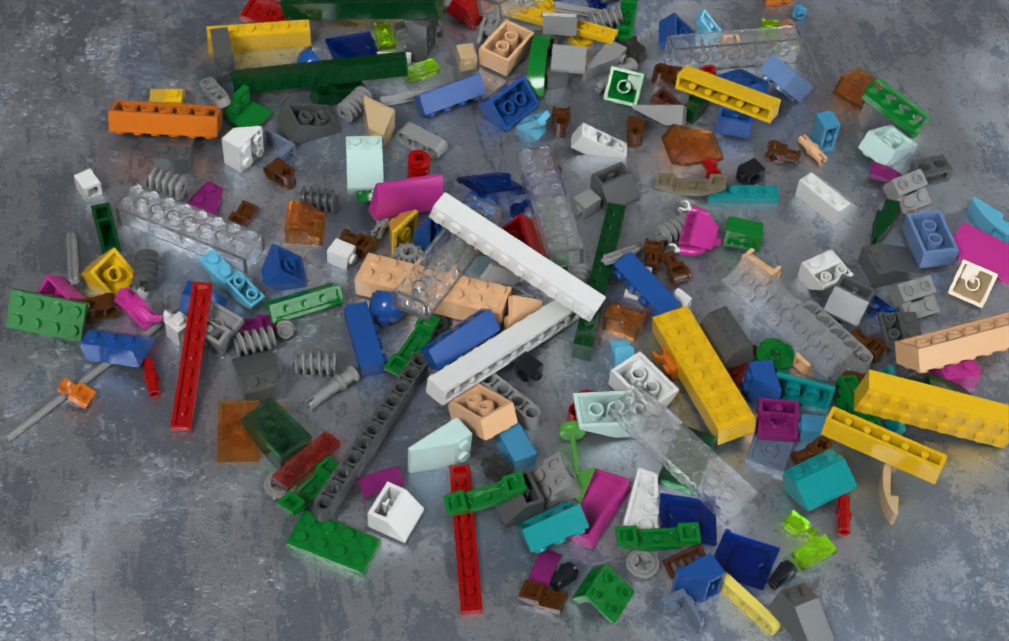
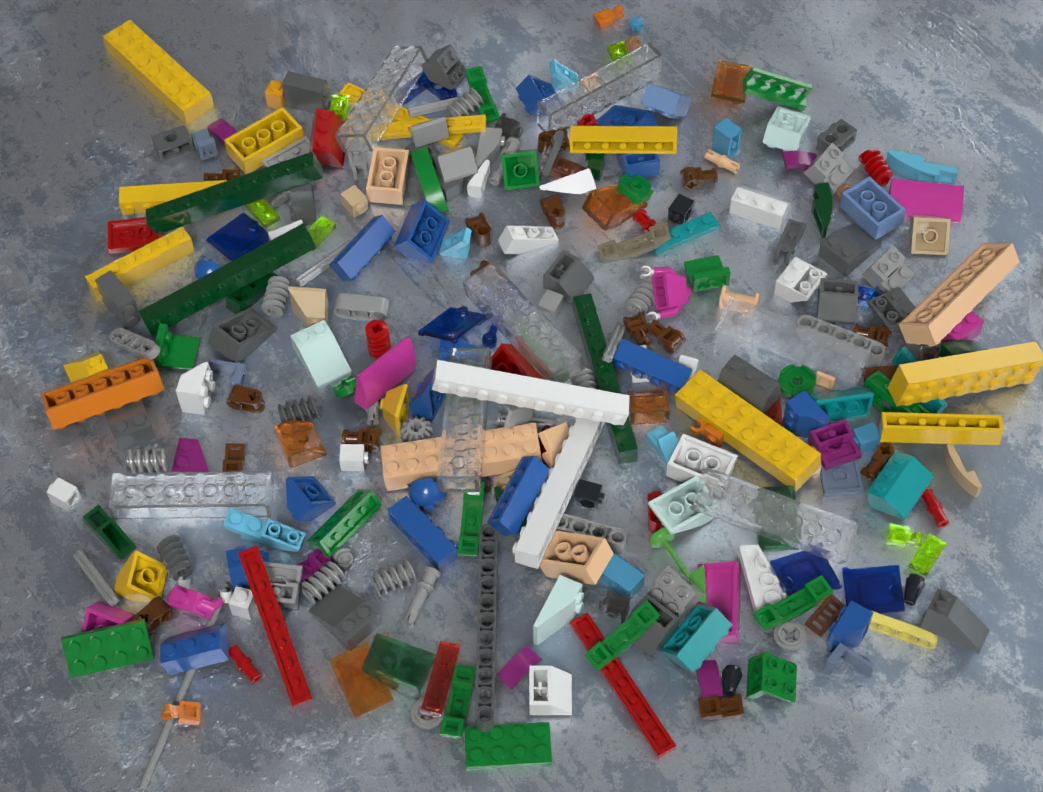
camera: 20 degrees left, 5 degrees up
(583, 82) = (478, 182): none -> white slope
(658, 83) = (551, 153): none -> dark grey hinge
(718, 140) = (635, 188): none -> green plate
(837, 236) = (789, 240): none -> dark grey hinge
(954, 207) = (876, 166): none -> red piece

